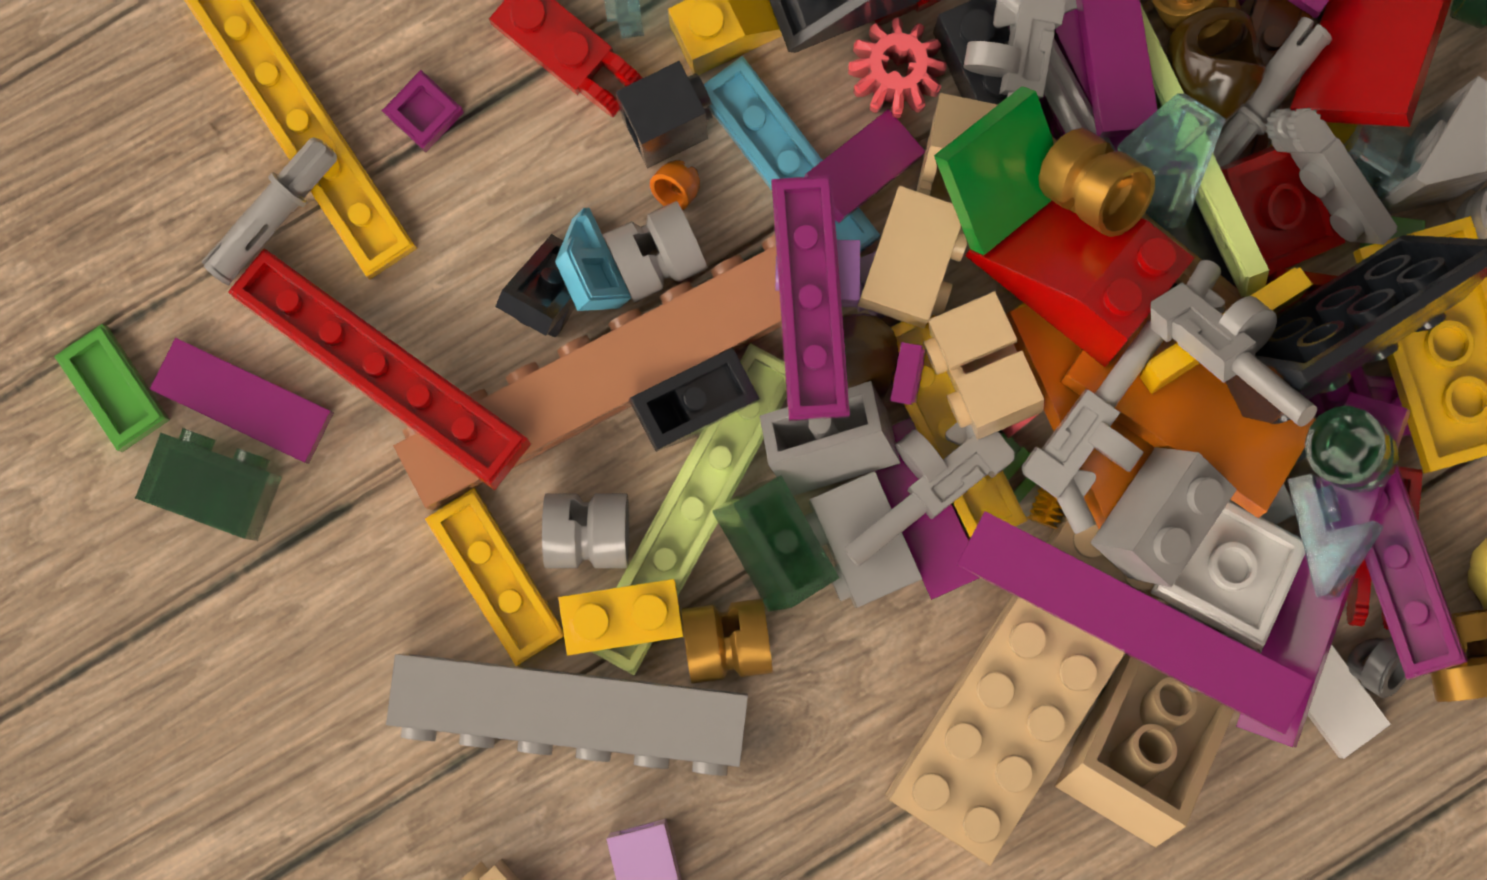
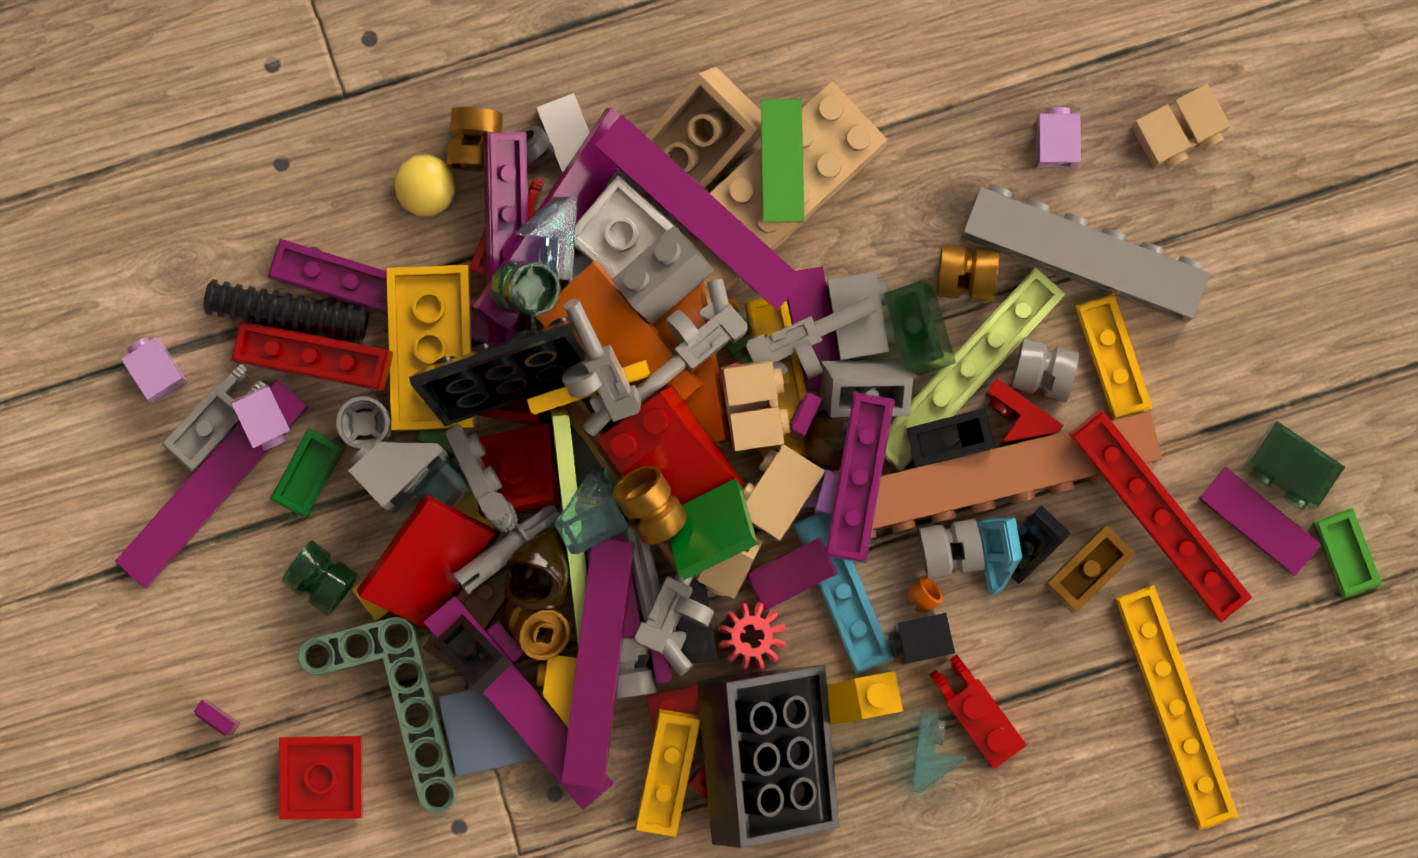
camera: 165 degrees left, 0 degrees up
(270, 210) = (1211, 645): light grey axle -> none
(423, 111) = (1088, 693): magenta tile -> none
(458, 268) = (1089, 569): none -> pearl gold brick
(589, 456) = (1031, 420): none -> red slope
(621, 617) = (1035, 306): yellow plate -> none
(1033, 729) = (782, 161): none -> bright green tile

